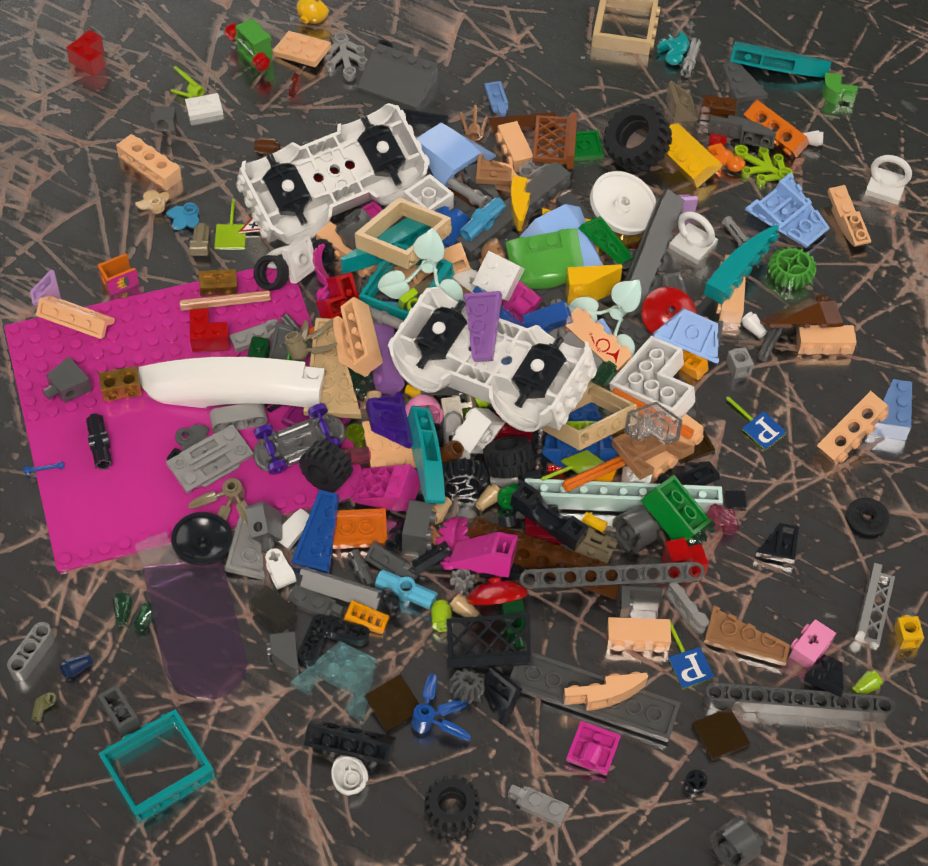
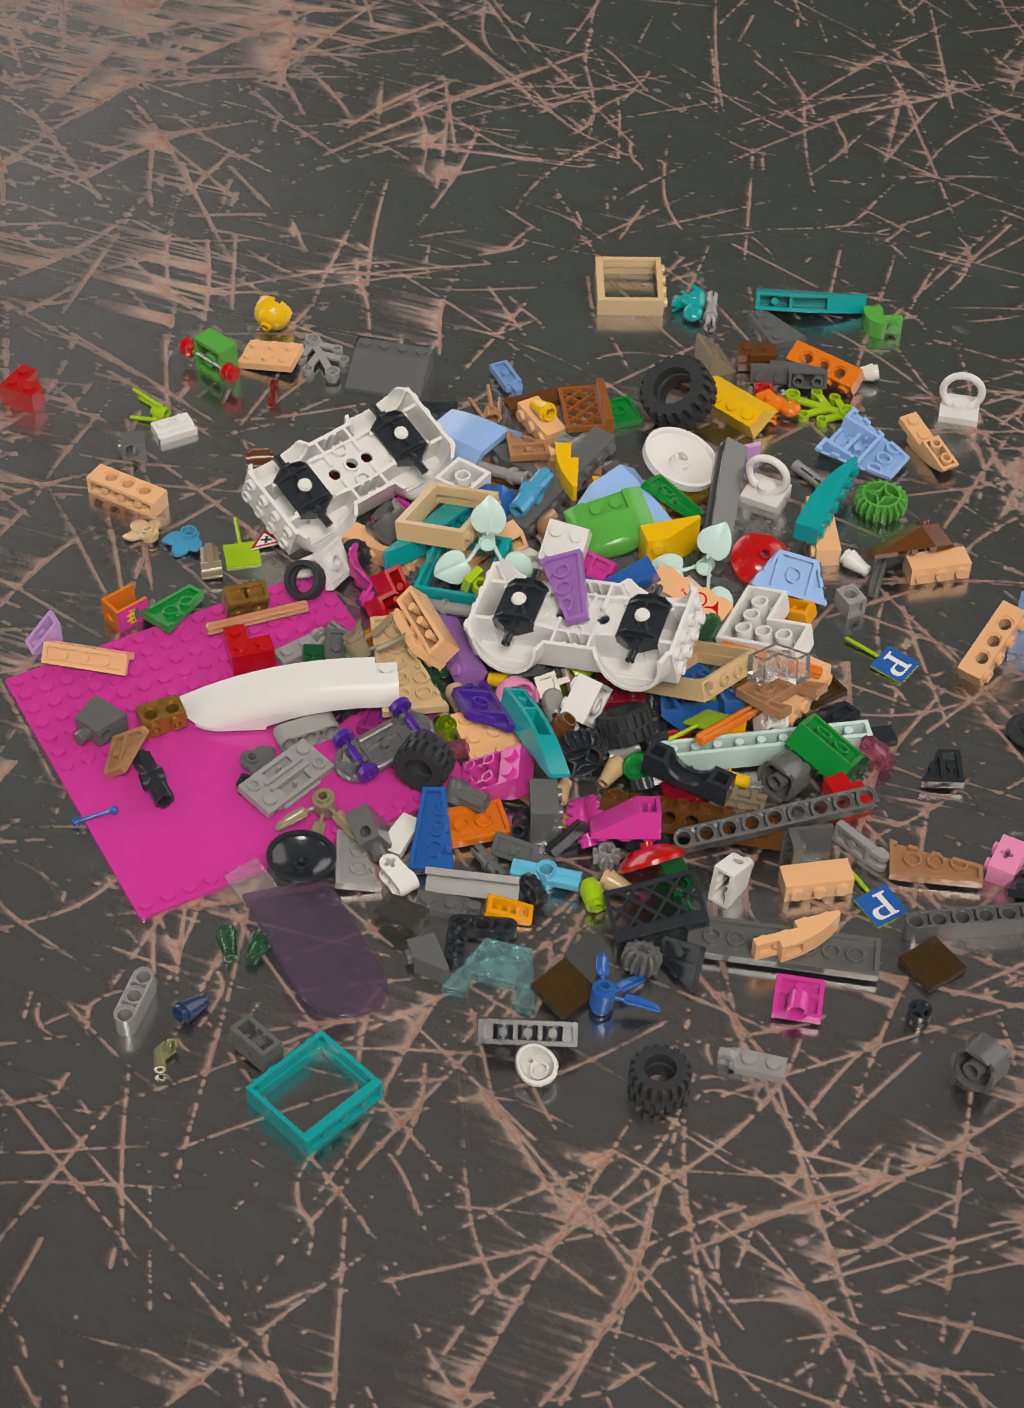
camera: 10 degrees left, 10 degrees down
(80, 411) = (123, 750): none -> medium nougat wing
(157, 281) = (174, 608): none -> green wing
(352, 500) = (462, 794): none -> dark grey piece
(517, 137) = (543, 409): none -> yellow cone
(563, 621) = (730, 879): none -> white torso

